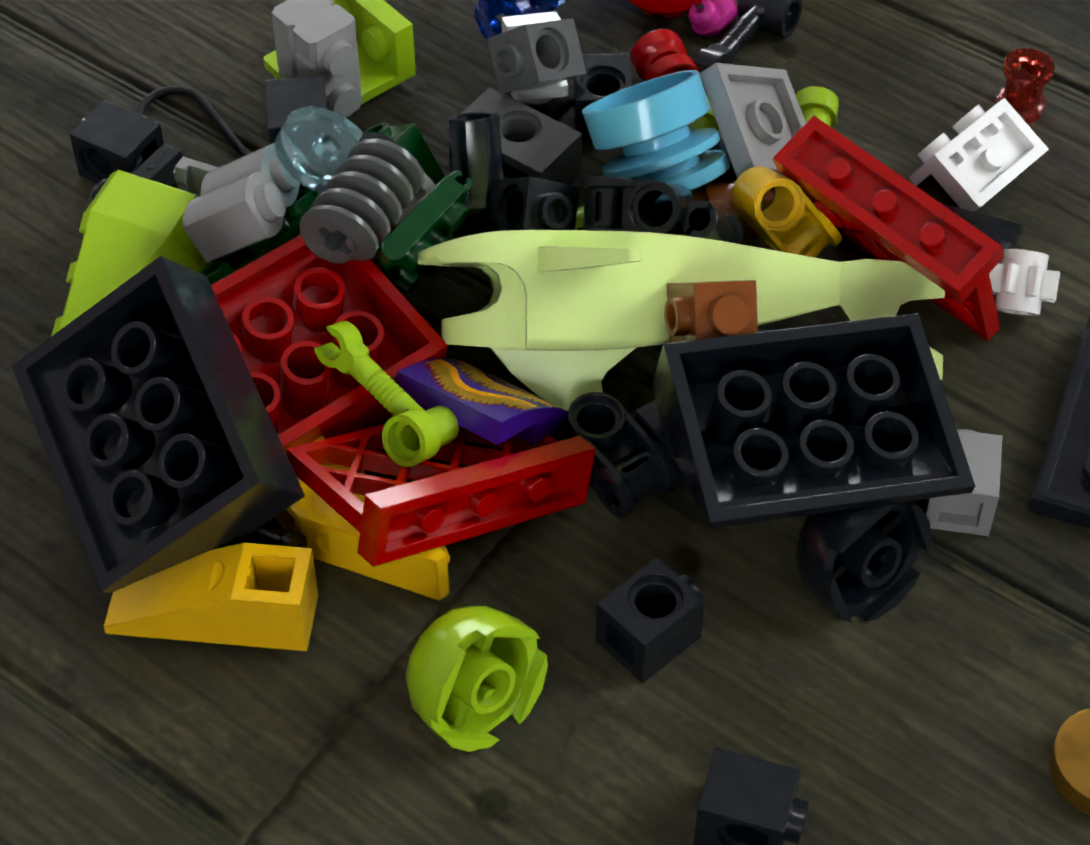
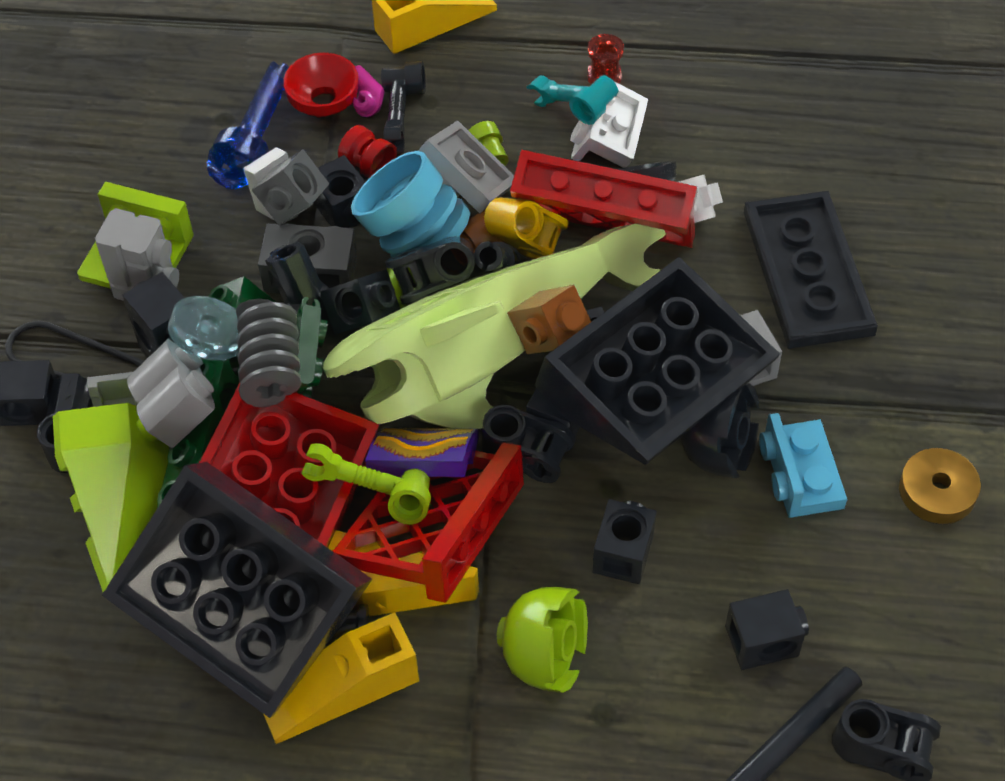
camera: 30 degrees left, 5 degrees up
(941, 650) = (802, 467): none -> medium azure bracket
(952, 110) = (585, 102): none -> teal brick

